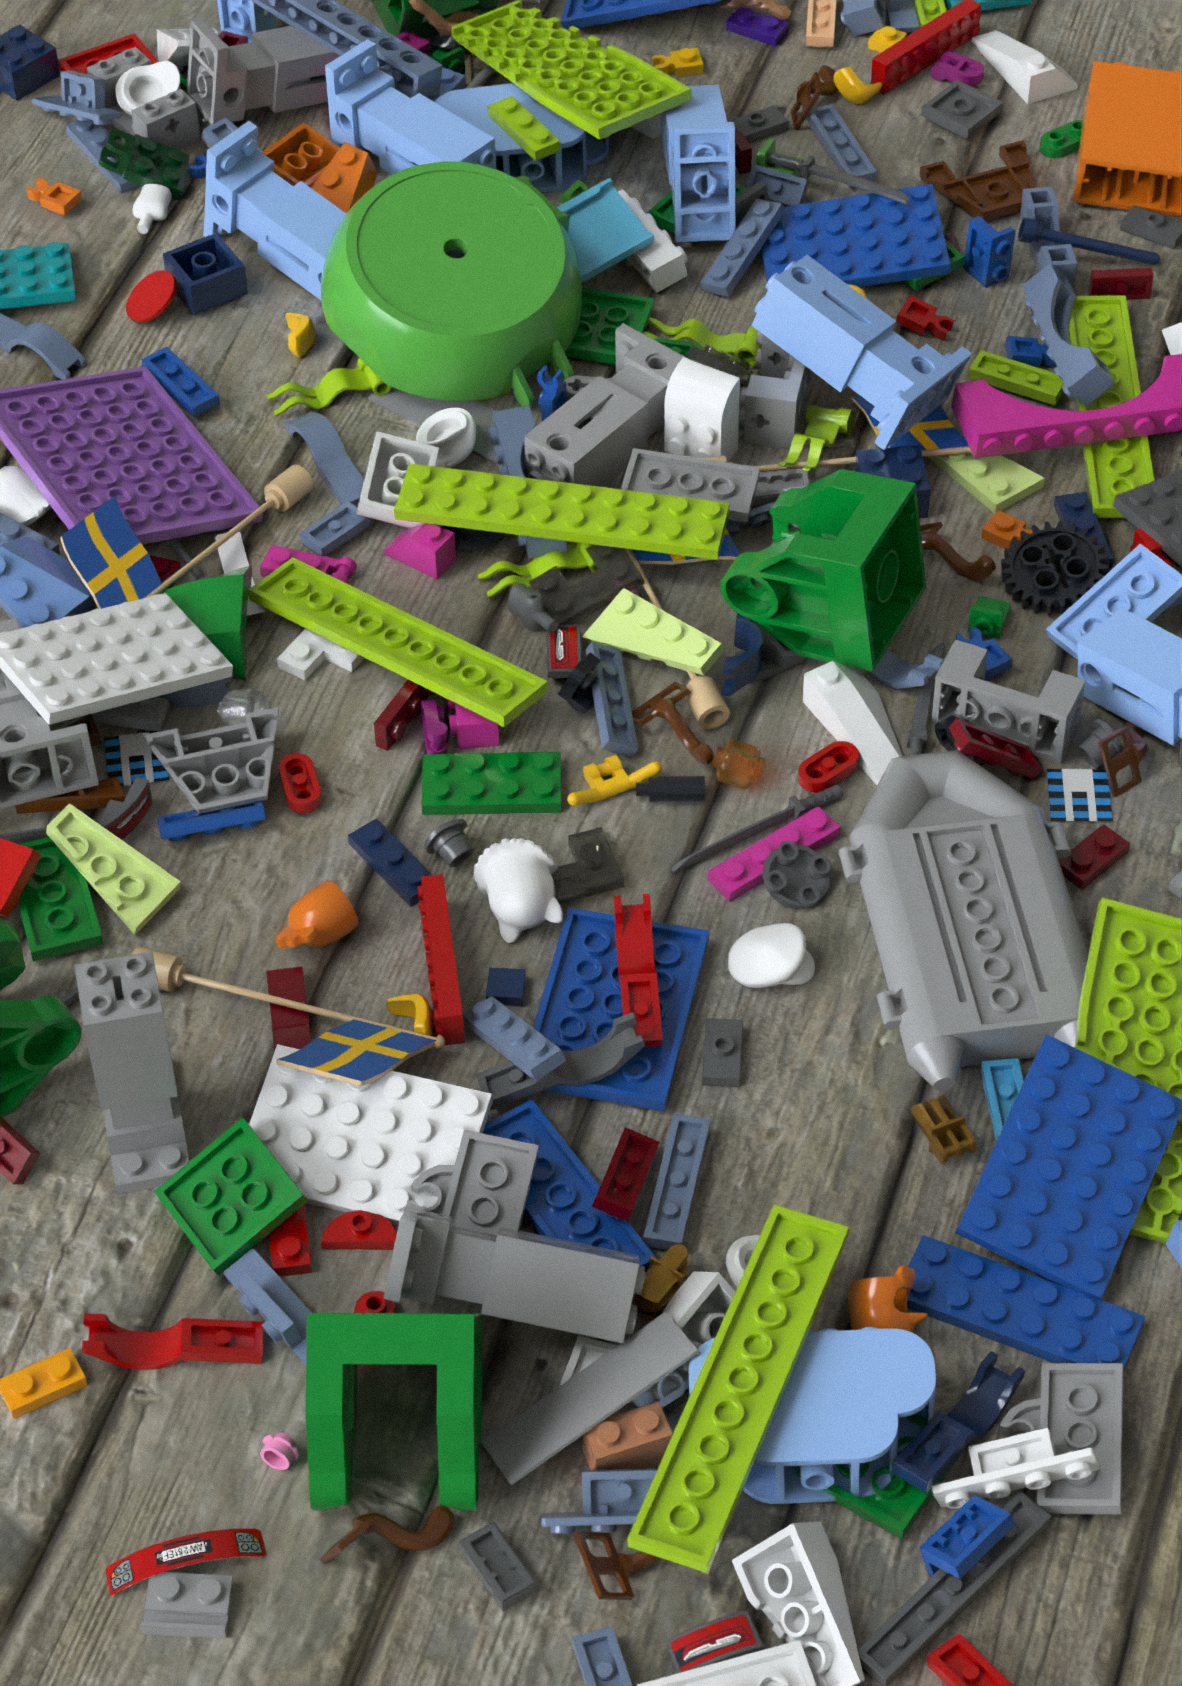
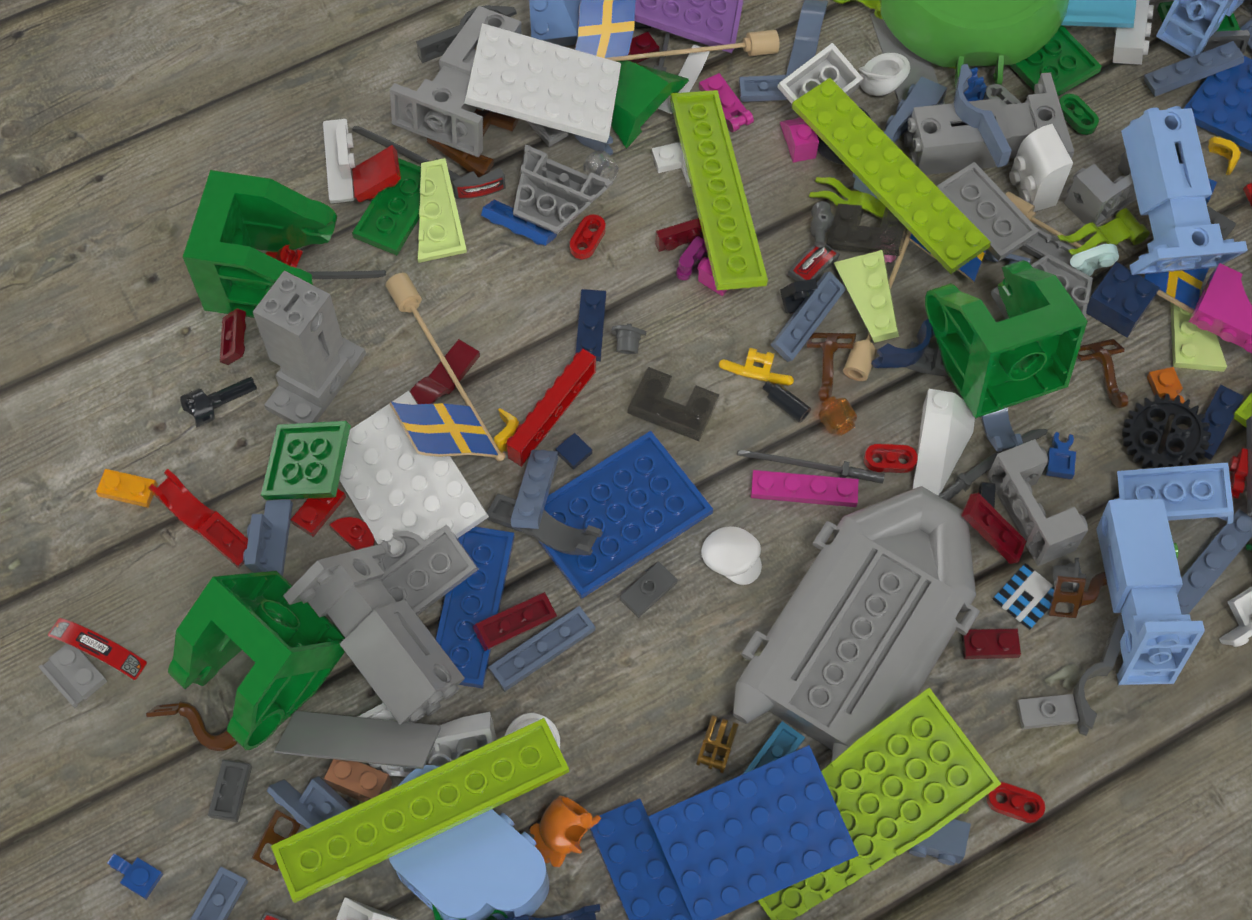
camera: 40 degrees right, 15 degrees up
(48, 1233) = (203, 406): none -> black piece
(131, 758) = (512, 154): sticker -> none
(318, 918) = (511, 329): orange piece -> none
(491, 783) = (692, 317): green plate -> none
(518, 885) = (632, 397): white hair -> none
(609, 400) = (981, 119): none -> sand blue piece
(637, 968) = (641, 505): red piece -> none
(662, 1282) = (472, 702): pearl gold arm -> none
(695, 330) = (1107, 113): lime flag -> none
(724, 362) = (1091, 146): clear smoke plate -> none
(797, 875) = (800, 514): dark grey dish -> none
(836, 456) = (1095, 258): none -> light aqua plate
(989, 616) = (1092, 434): green bracket -> none

